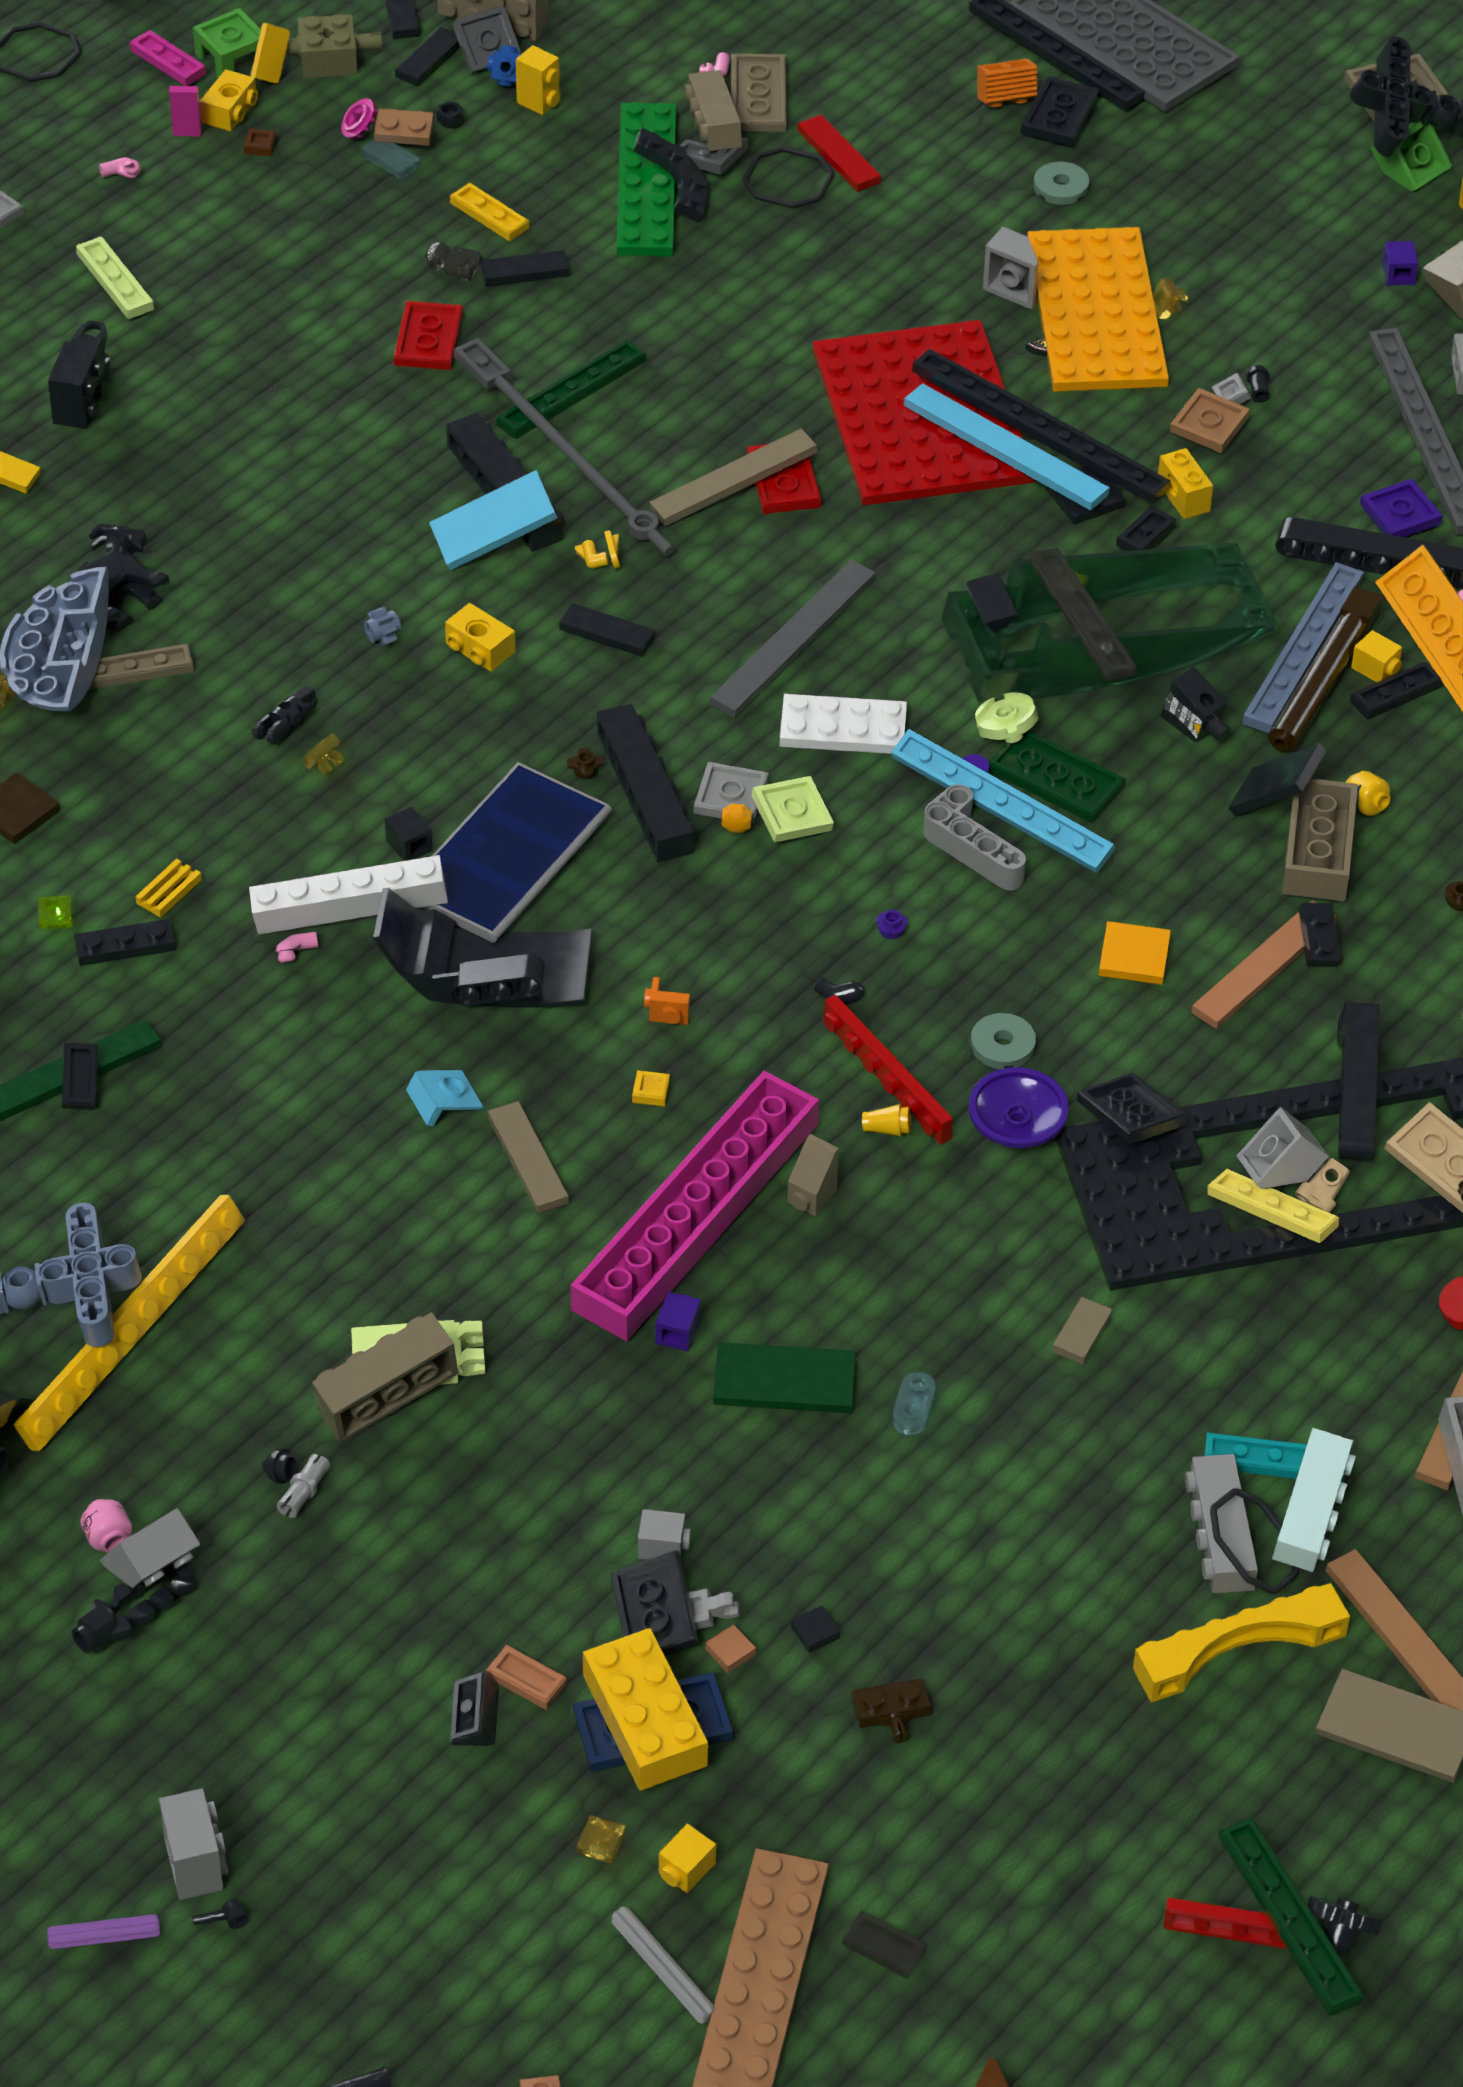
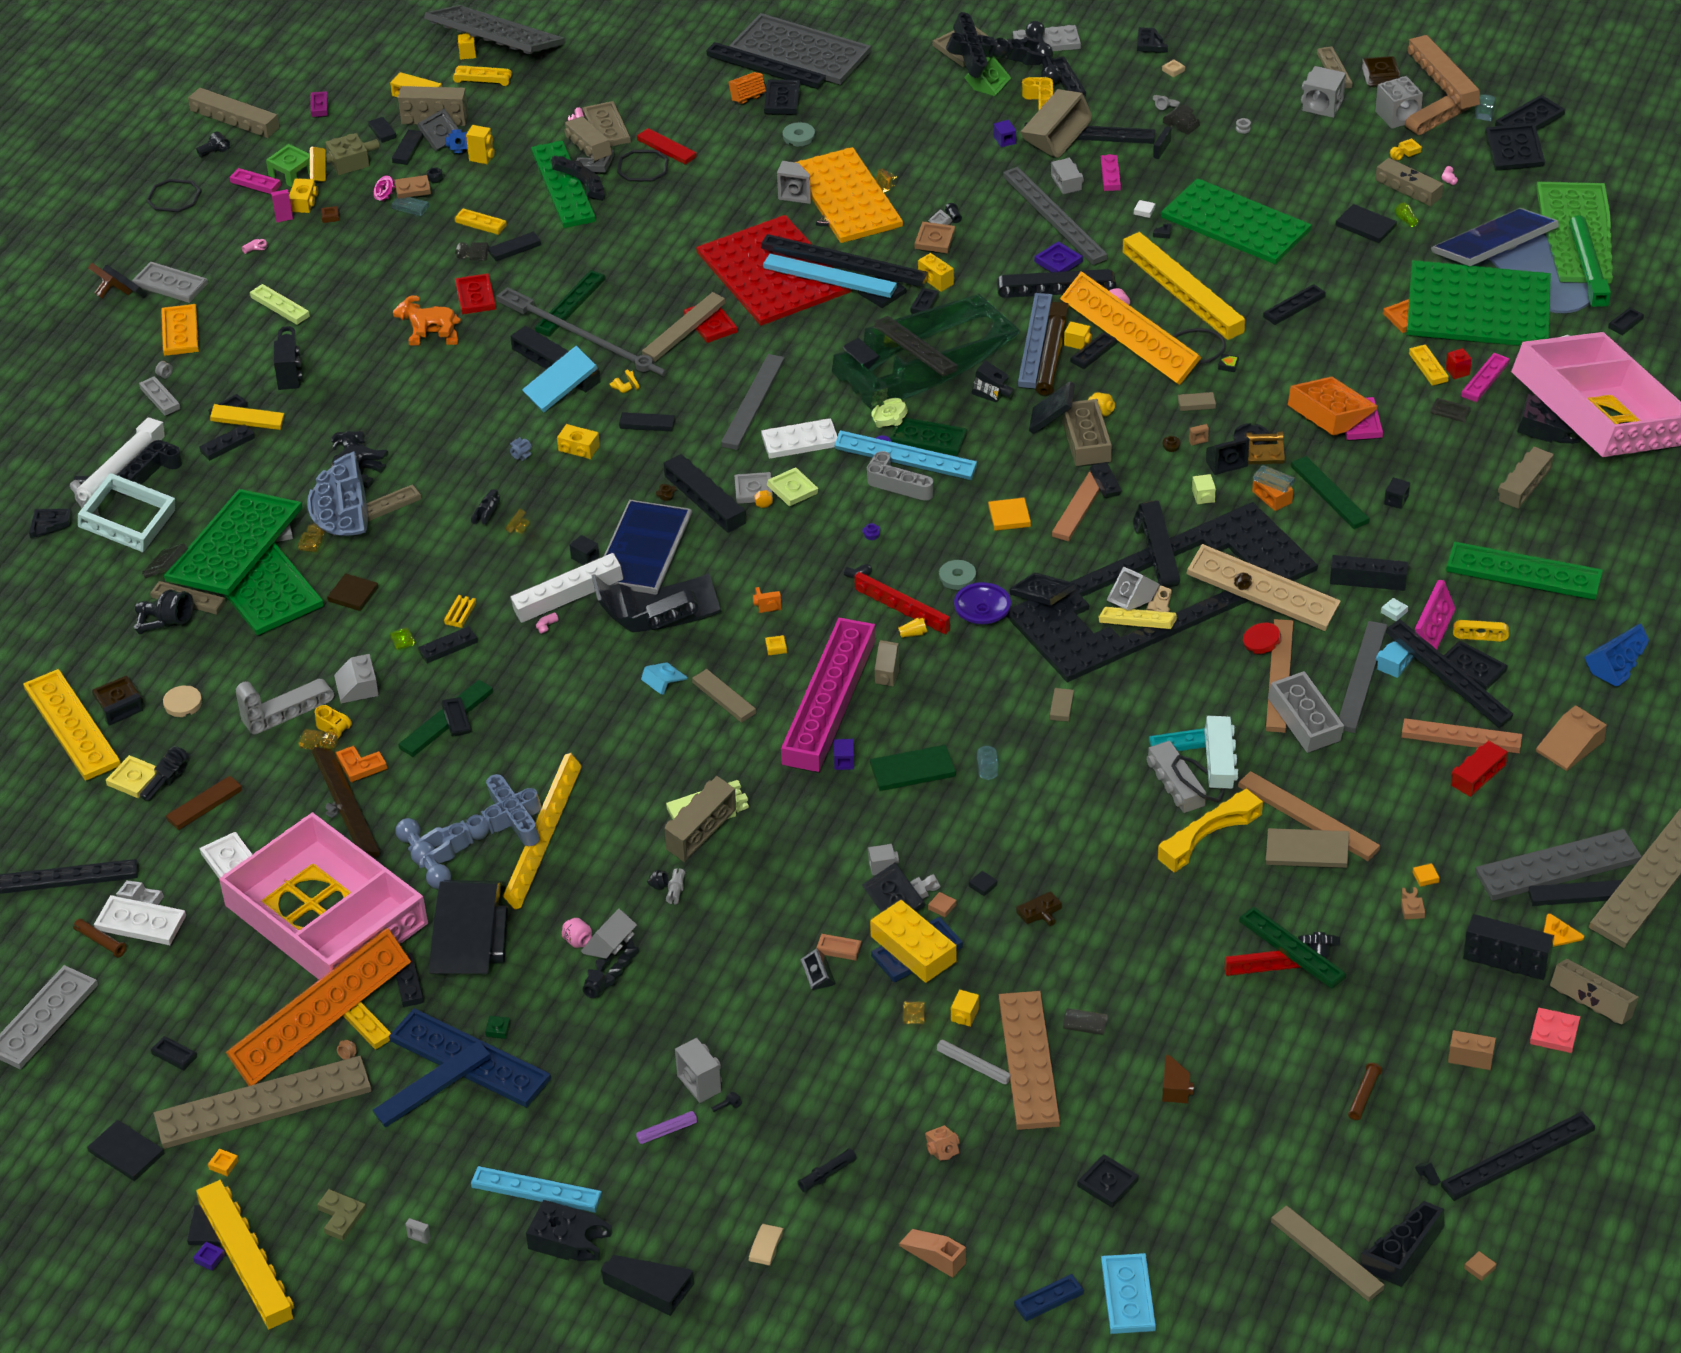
camera: 15 degrees left, 5 degrees down
(332, 362) = (428, 320): none -> orange animal

